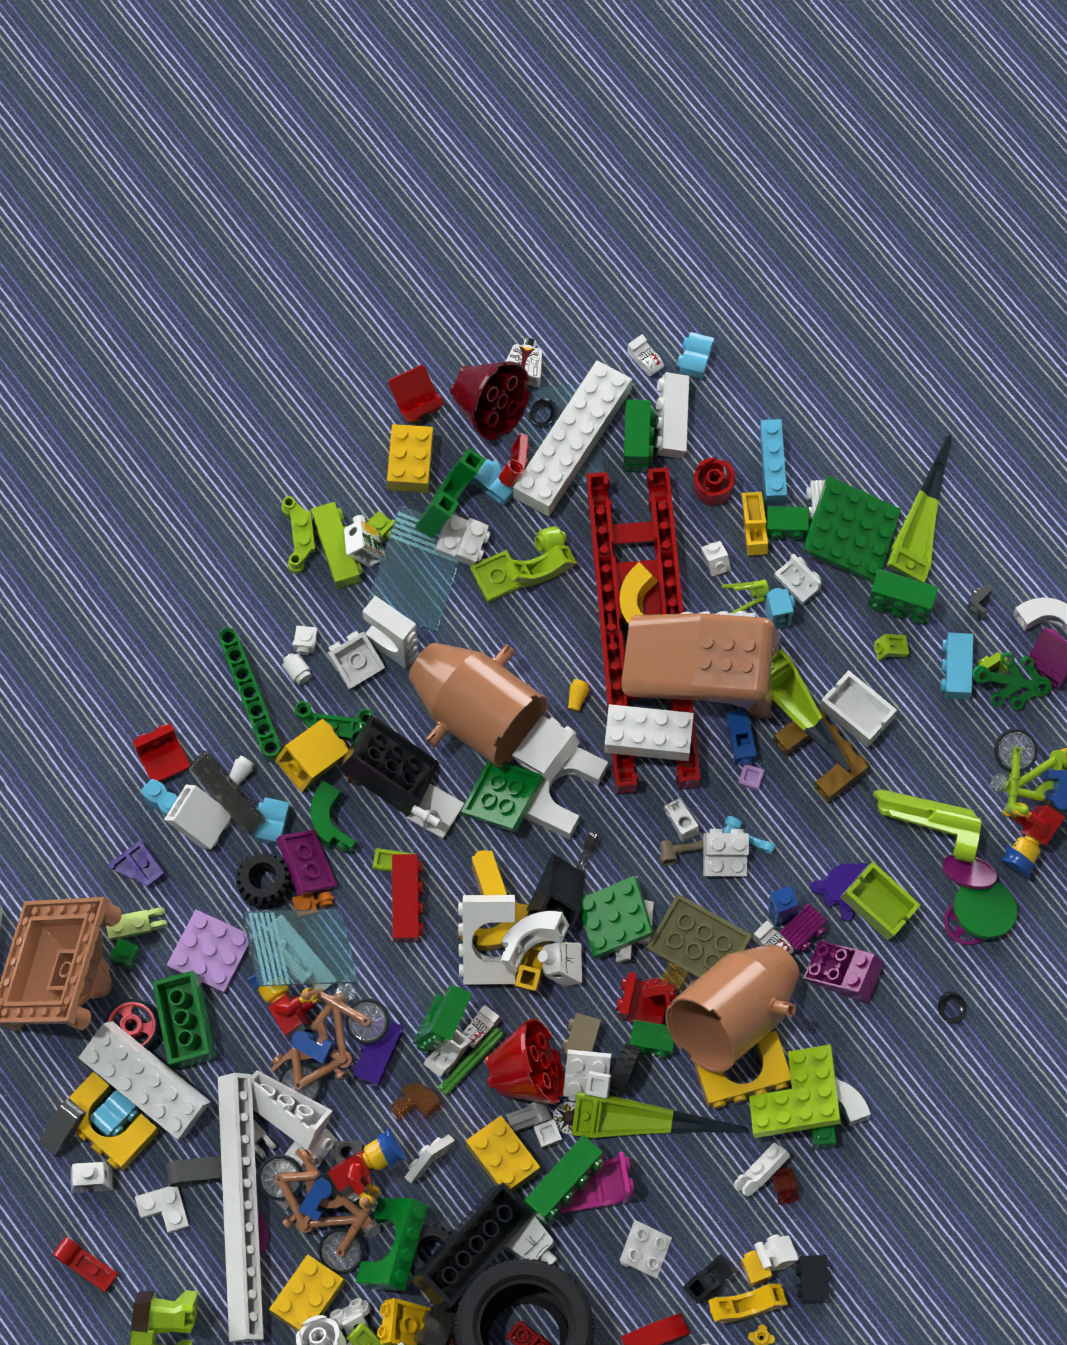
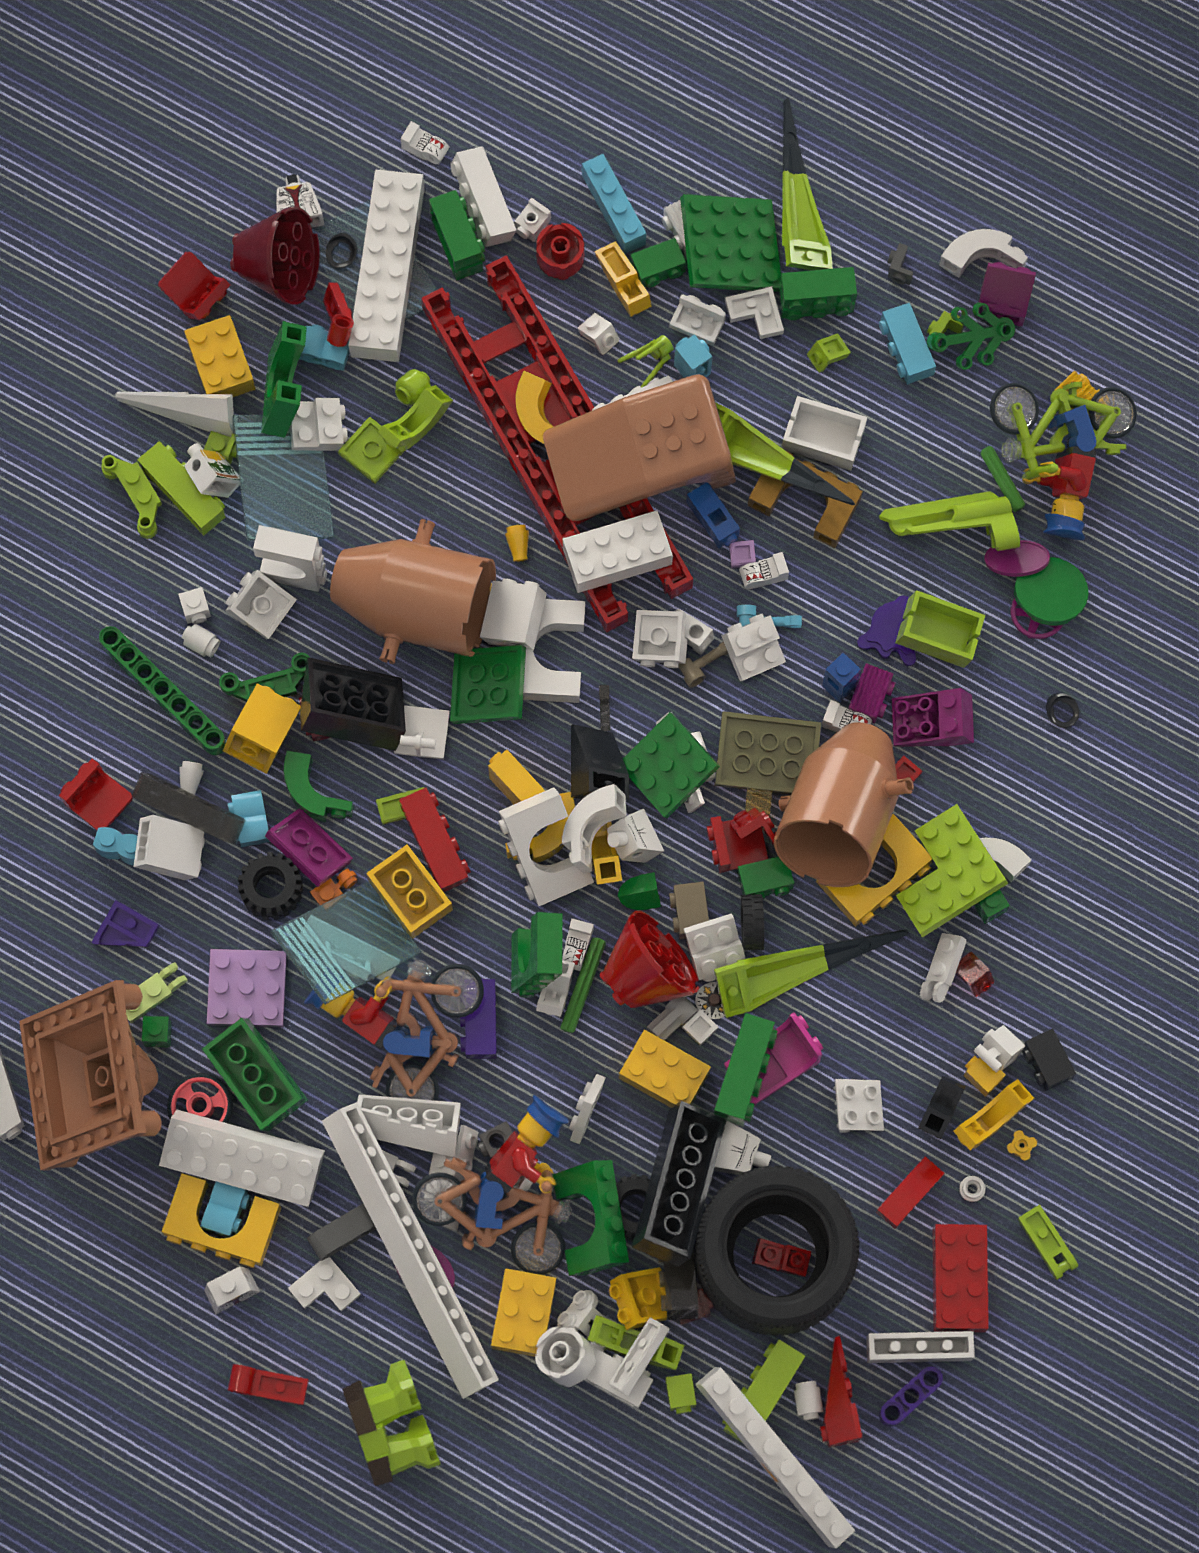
camera: 25 degrees left, 5 degrees up
(62, 1127) = (176, 1248): dark grey beam -> none
(368, 930) = (409, 891): none -> yellow brick
(376, 491) = (201, 411): none -> white wedge
(415, 1096) = (546, 1048): clear orange brick -> none
(548, 1008) = (640, 892): none -> green brick
(598, 1084) = (734, 952): white plate -> none
(653, 815) = (660, 638): none -> white plate
(696, 355) = (478, 120): medium azure brick -> none
(711, 448) = (532, 229): none -> white brick
(761, 798) = (764, 572): none -> white leg
(803, 1003) = (906, 768): none -> red tile
(852, 587) = (757, 305): none -> white plate
(987, 804) = (1002, 478): none -> bright green axle

